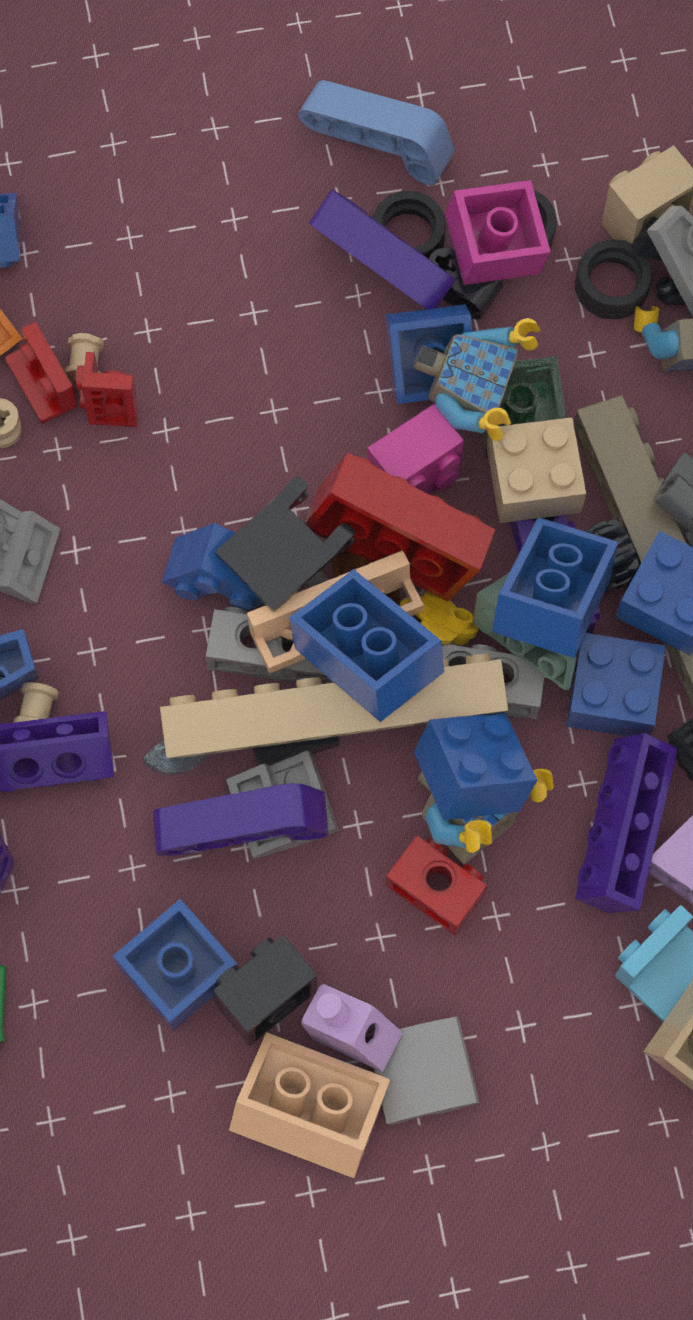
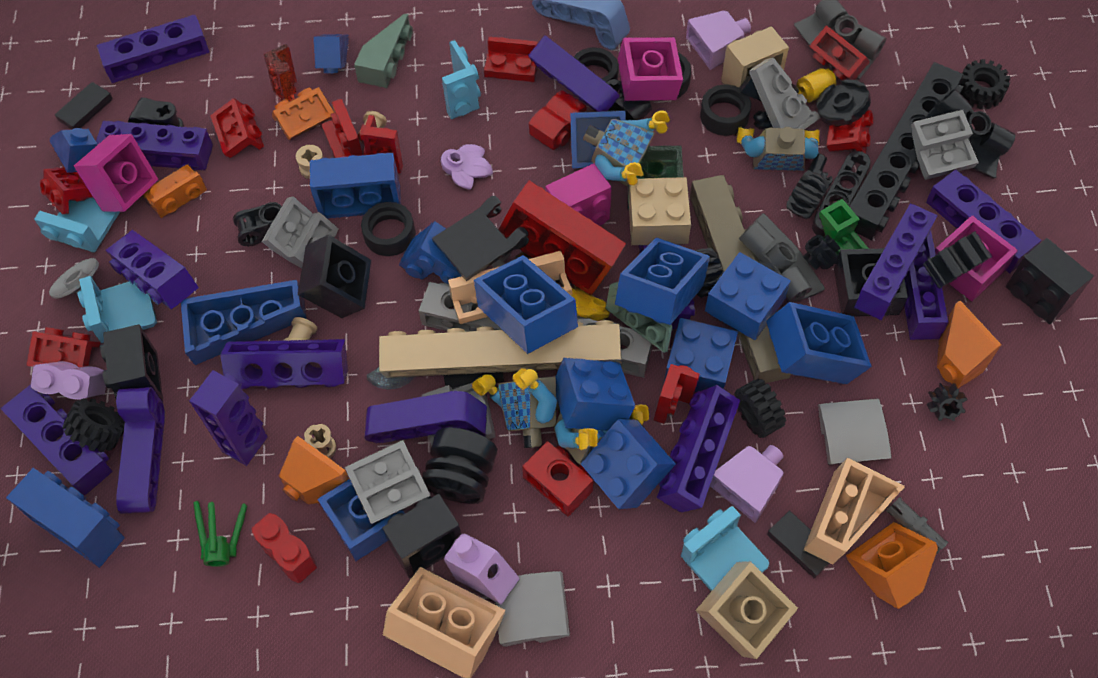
camera: 10 degrees right, 10 degrees down
(75, 616) = (334, 276): none -> black brick
(76, 229) = (380, 55): none -> sand green slope
(79, 462) = (353, 184): none -> blue brick
(82, 1030) = (284, 547): none -> red brick
(94, 919) = (309, 473): none -> orange slope
(97, 879) = (321, 439): none -> tan bush
(136, 494) = (382, 212): none -> black tyre
(207, 923) = (387, 482): none -> light grey slope
(215, 287) = (461, 87): none -> medium azure bracket
(241, 407) = (468, 165): none -> lavender plate
(278, 219) = (510, 59): none -> red bracket
(300, 876) = (459, 465): none -> black wheel
(360, 321) = (553, 122): none -> red brick
(380, 783) = (525, 402): none -> torso
(532, 858) = (627, 463): none -> blue brick
(587, 734) = (678, 386): none -> red bracket
(589, 153) = (713, 33): none -> lavender torso

